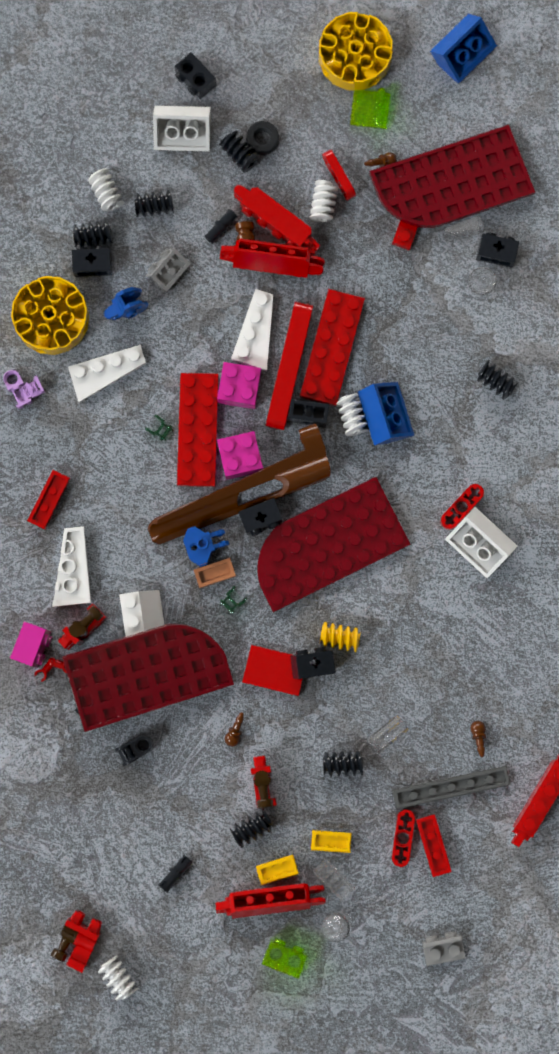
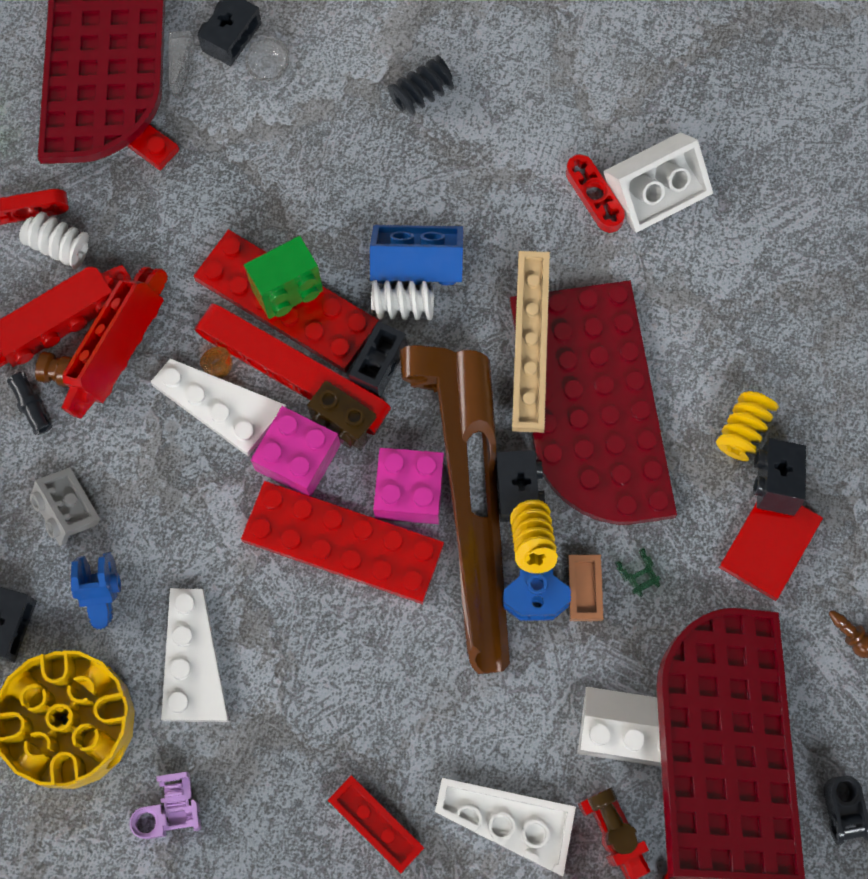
camera: 70 degrees left, 10 degrees down
(162, 437) = (335, 601): clear green piece -> none
(228, 532) = (533, 536): none -> yellow piece
(269, 403) = (342, 415): none -> dark brown bracket
(280, 326) = (222, 367): none -> clear orange piece
(336, 342) = (284, 277): none -> green brick
(348, 496) = (531, 342): none -> tan plate
(383, 160) = (28, 141): reddish brown bar -> none

